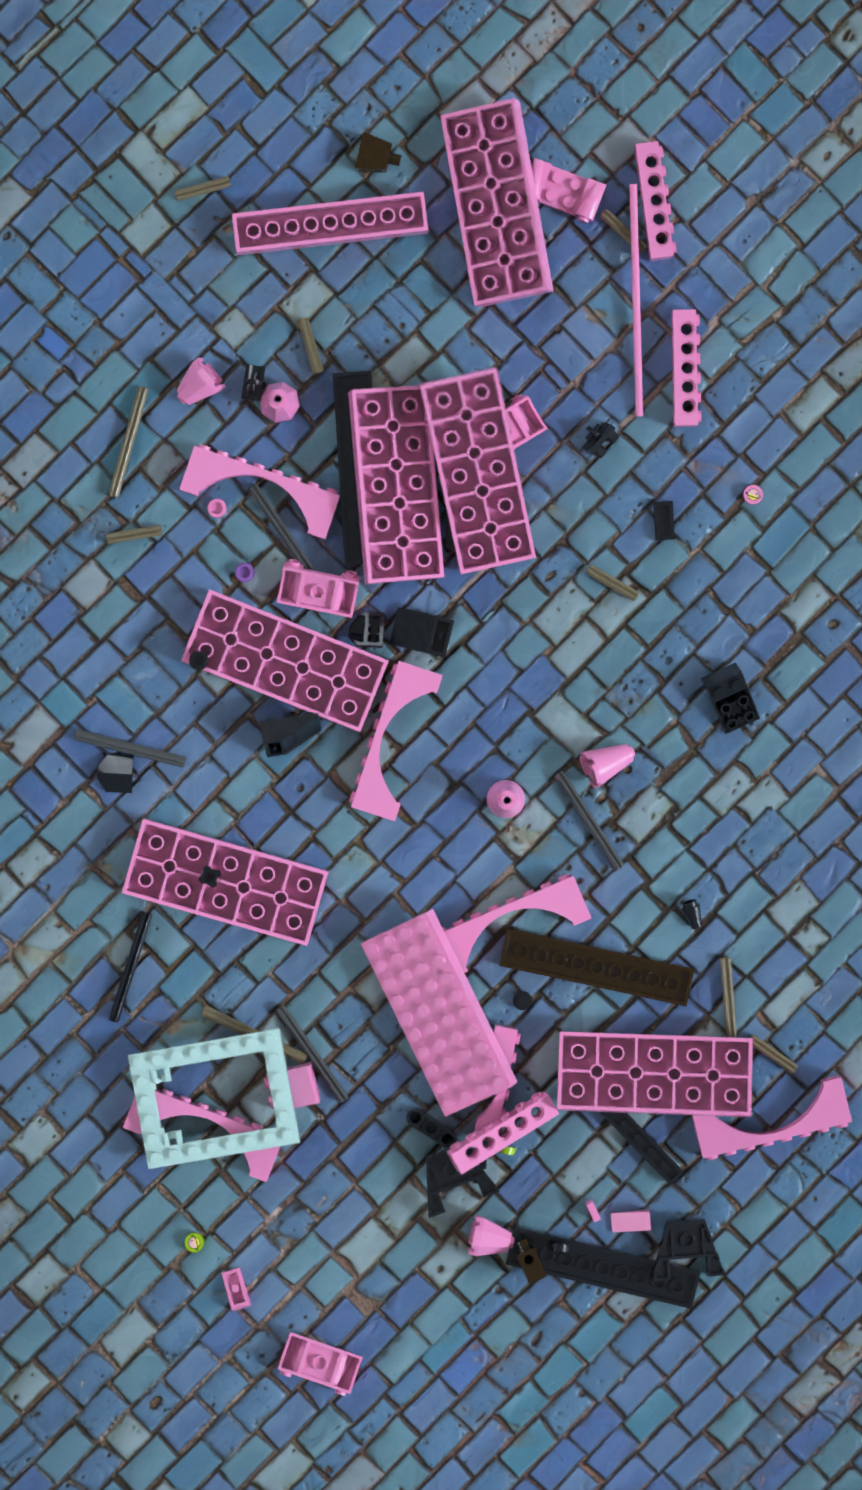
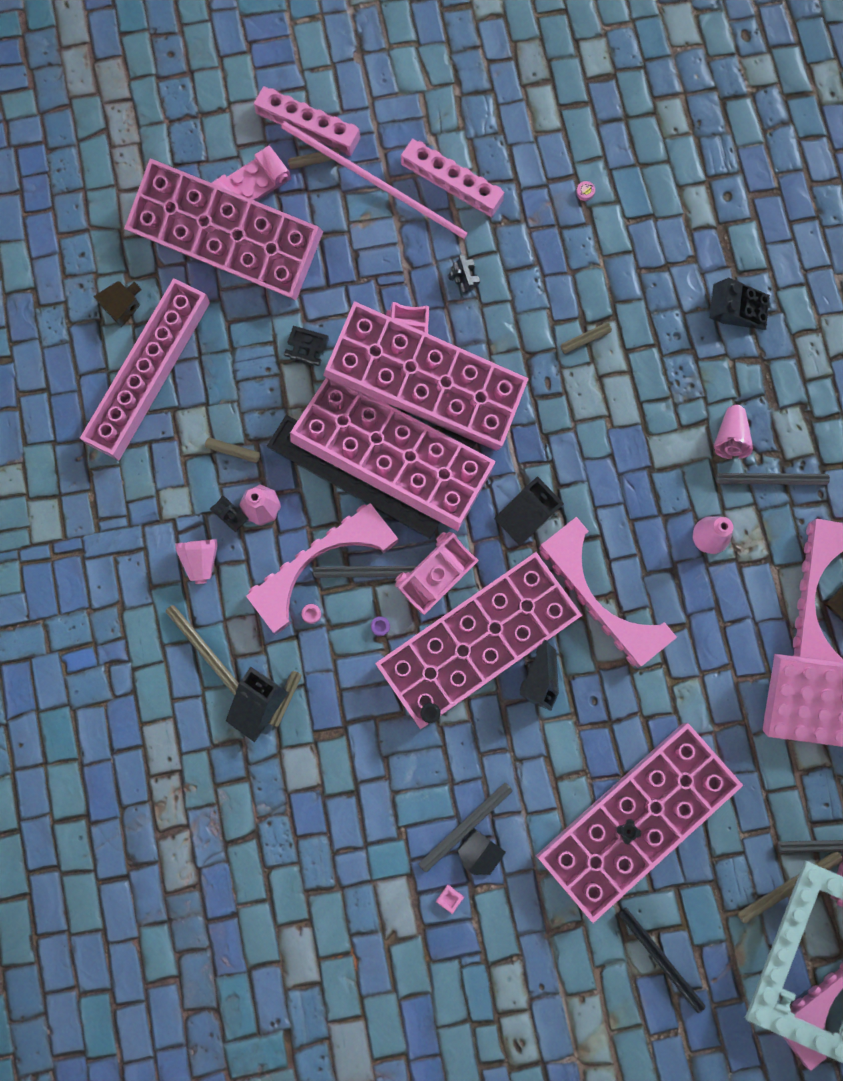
camera: 60 degrees left, 10 degrees down
(66, 772) = (449, 899): none -> bright pink tile
(113, 513) = (254, 703): none -> black slope
(202, 188) = (45, 453): dark tan axle -> none
(368, 630) = (497, 555): black slope -> none
(449, 344) = (306, 340): none -> black plate
(664, 520) = (561, 269): black tile -> none

